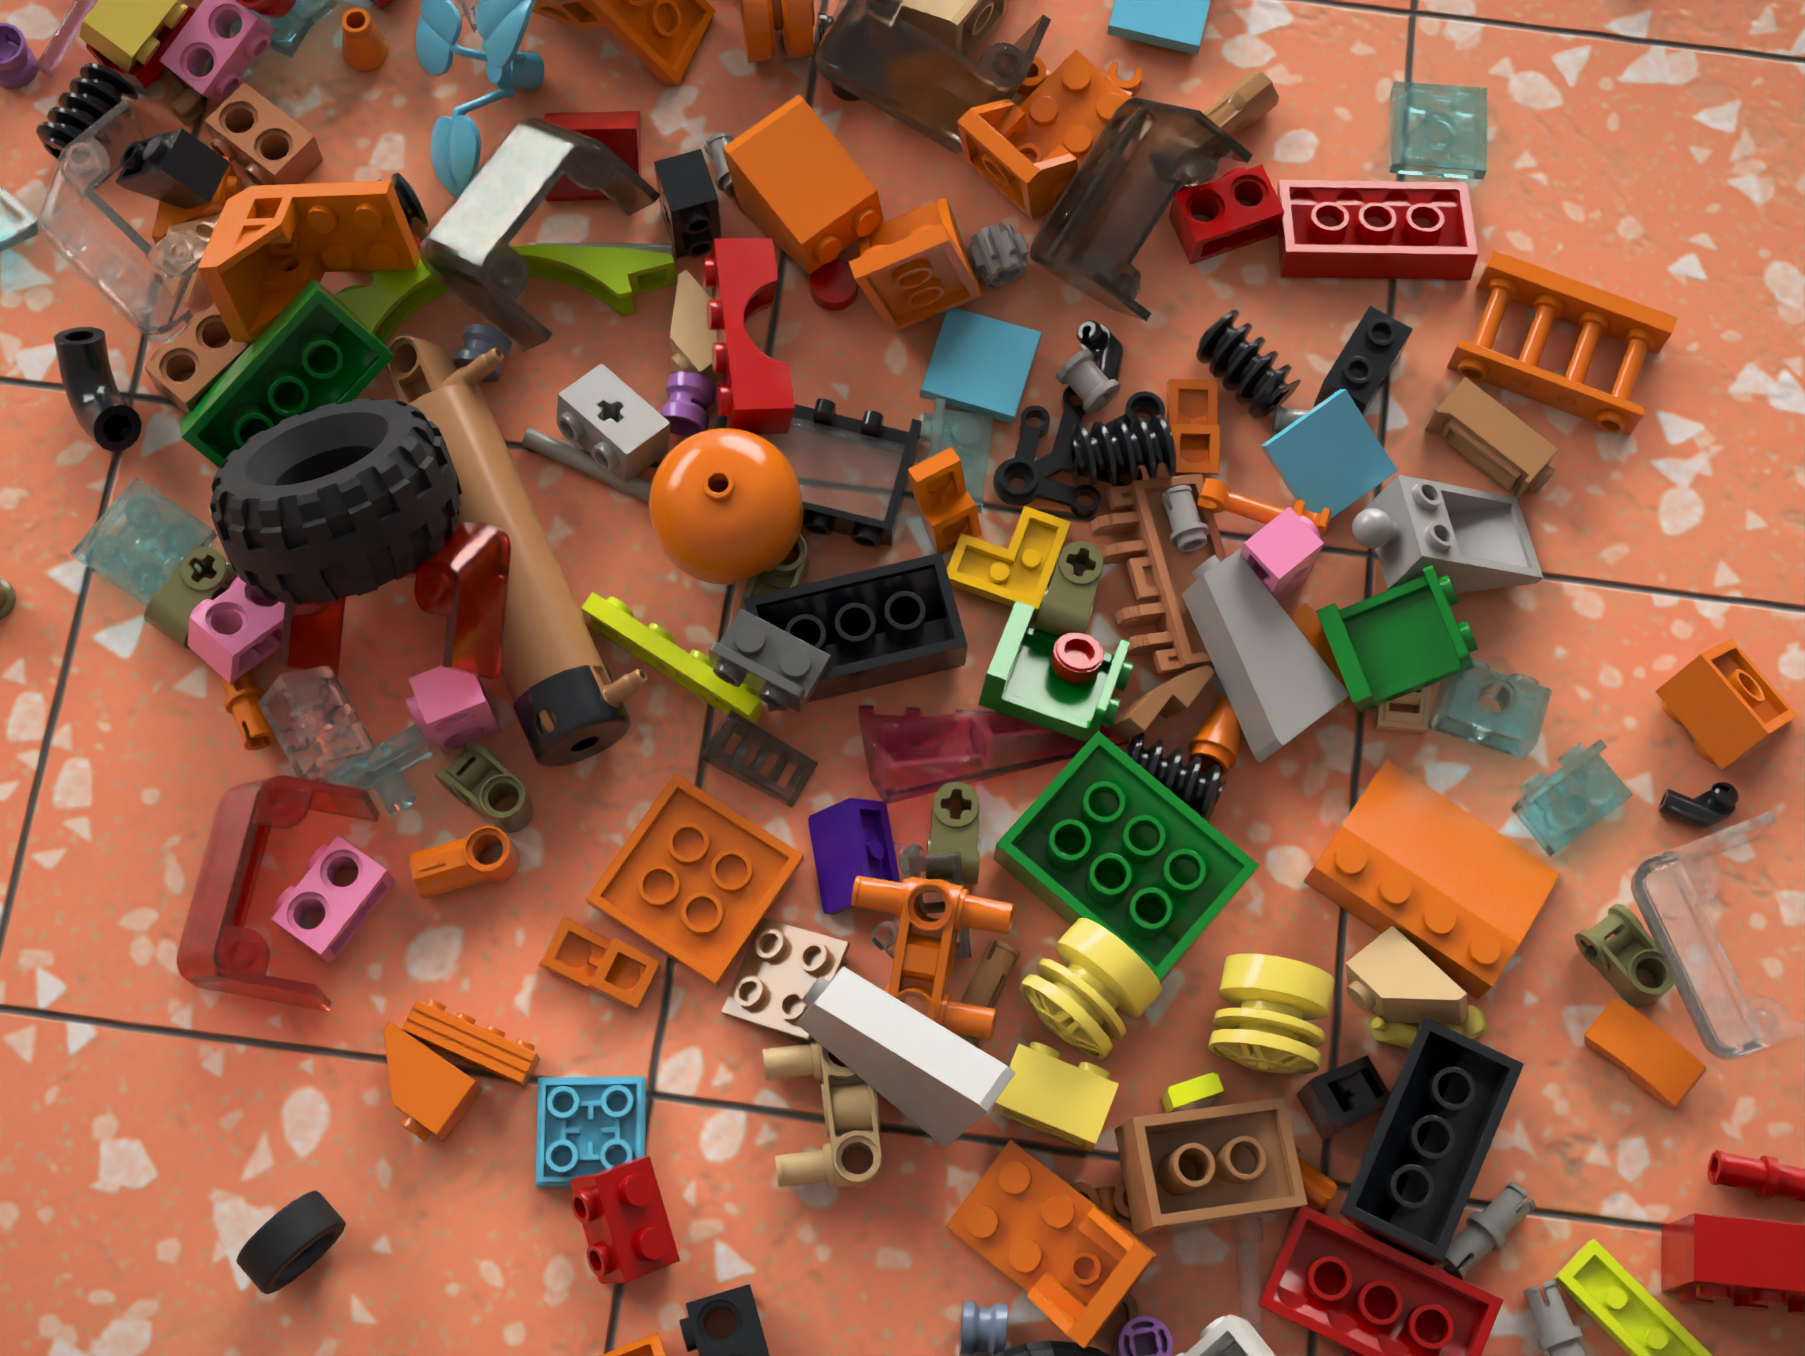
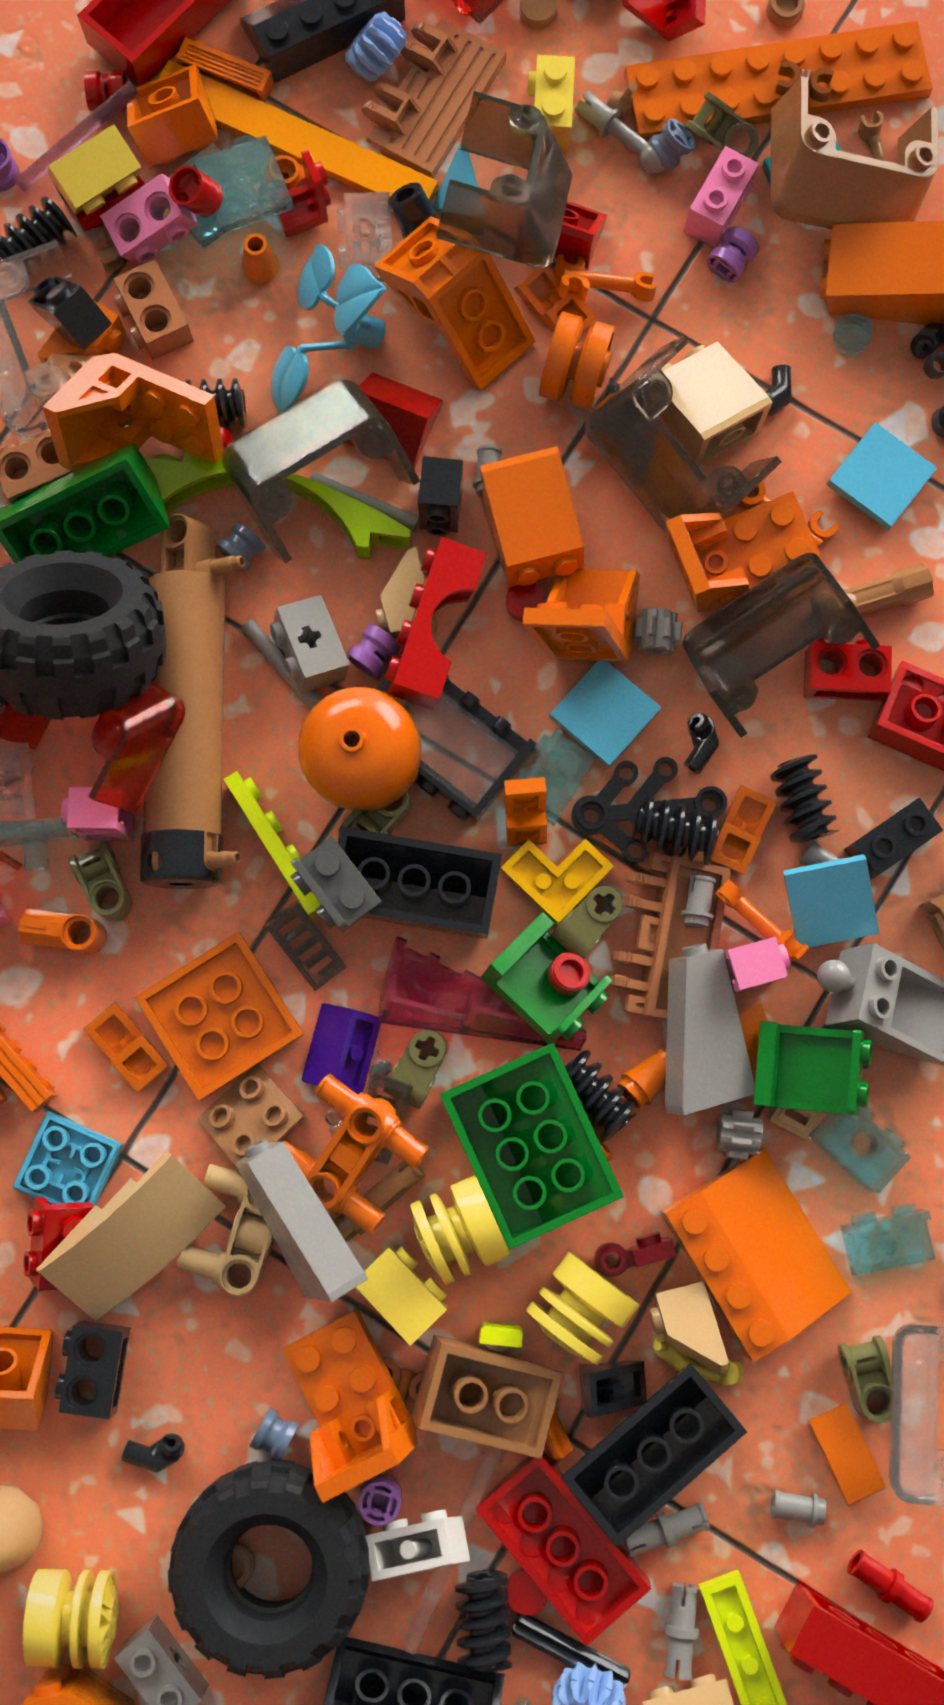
camera: 25 degrees right, 10 degrees up
(709, 1169) = (131, 1237): none -> tan slope
(1088, 381) = (677, 762): light grey bush -> none
(1164, 699) = (625, 1032): medium nougat slope -> none
(1312, 923) = (648, 1250): none -> dark red plate
(1351, 751) = (739, 1134): none -> light grey gear
(1622, 1137) = (798, 1508): none -> light grey pin

